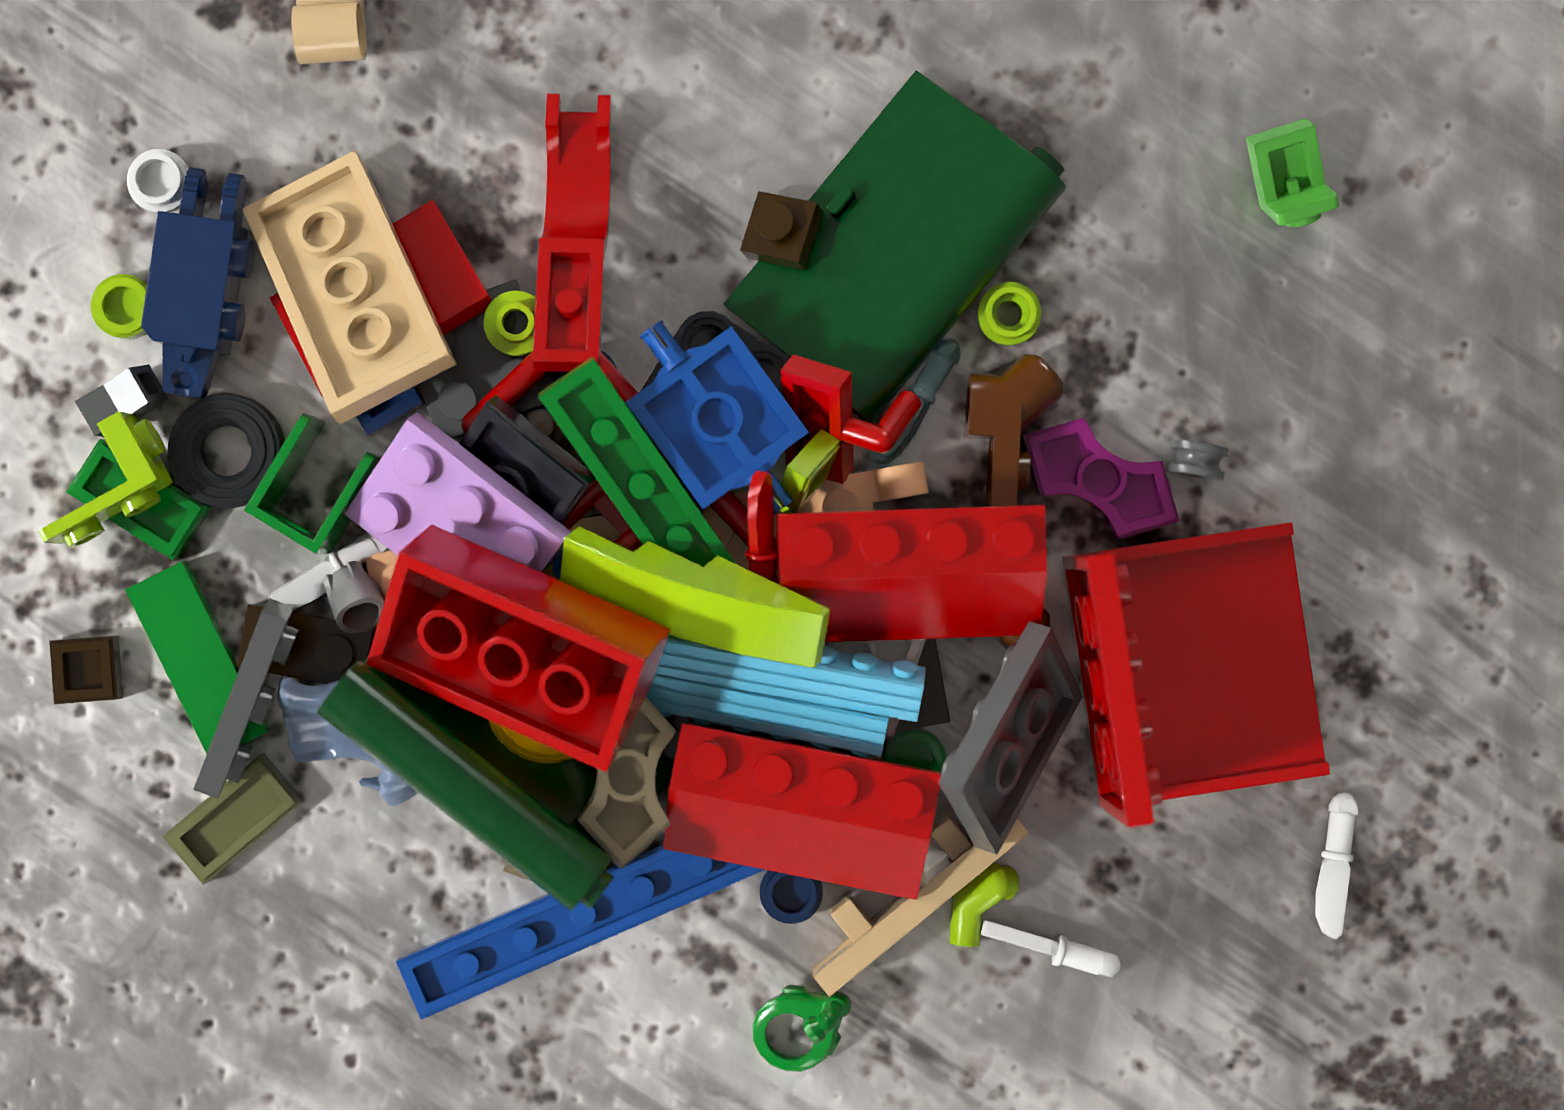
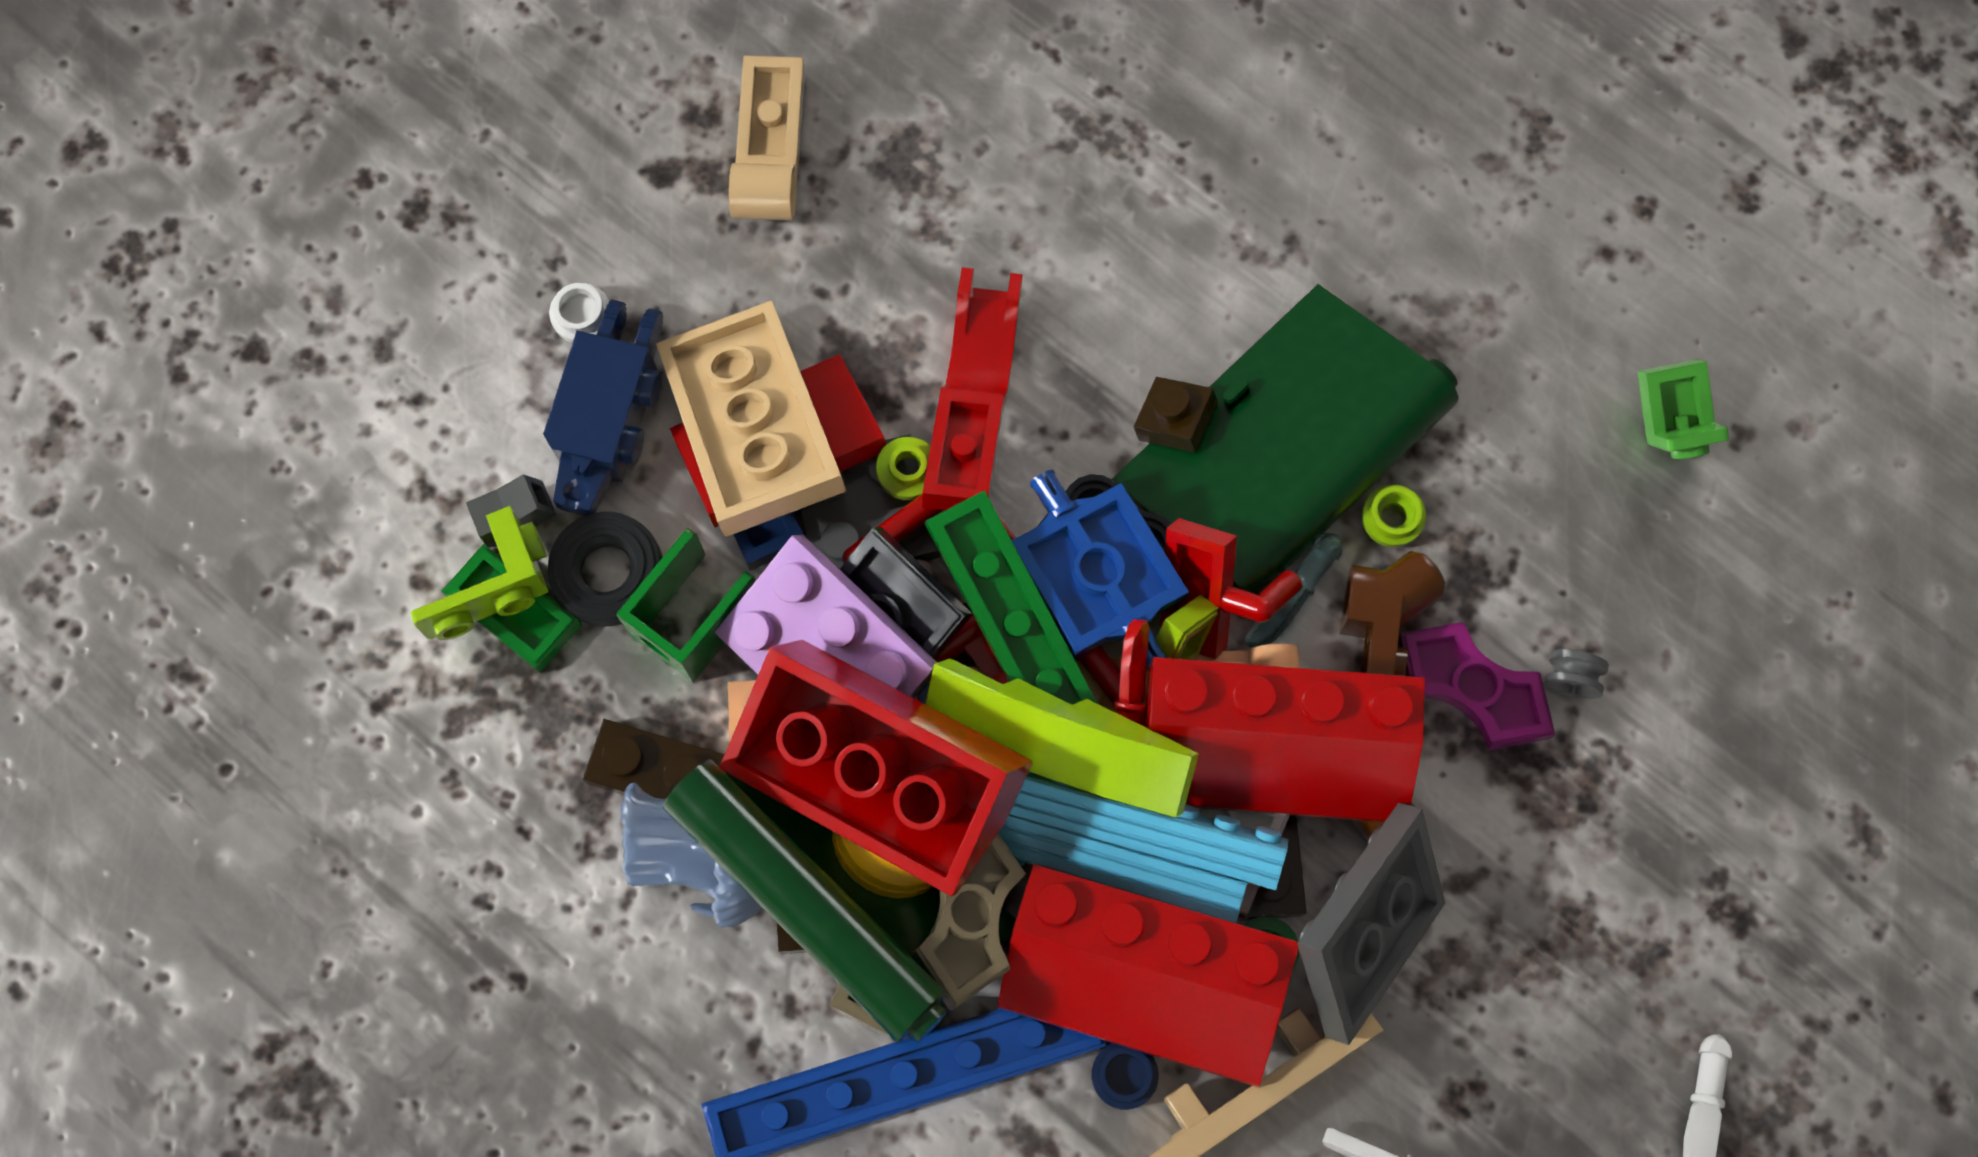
camera: 15 degrees right, 15 degrees down
(86, 669) = (431, 769): dark brown tile -> none
(119, 306) = (522, 424): lime tile -> none
(189, 647) = (544, 772): green tile -> none
(236, 820) = (554, 936): olive tile -> none
(247, 699) = (590, 805): dark grey plate -> none
(310, 584) = (689, 696): white piece -> none
(353, 598) = (708, 721): light grey hose -> none
(975, 898) = (1320, 1100): lime arm -> none
(1194, 668) = (1562, 879): red bracket -> none

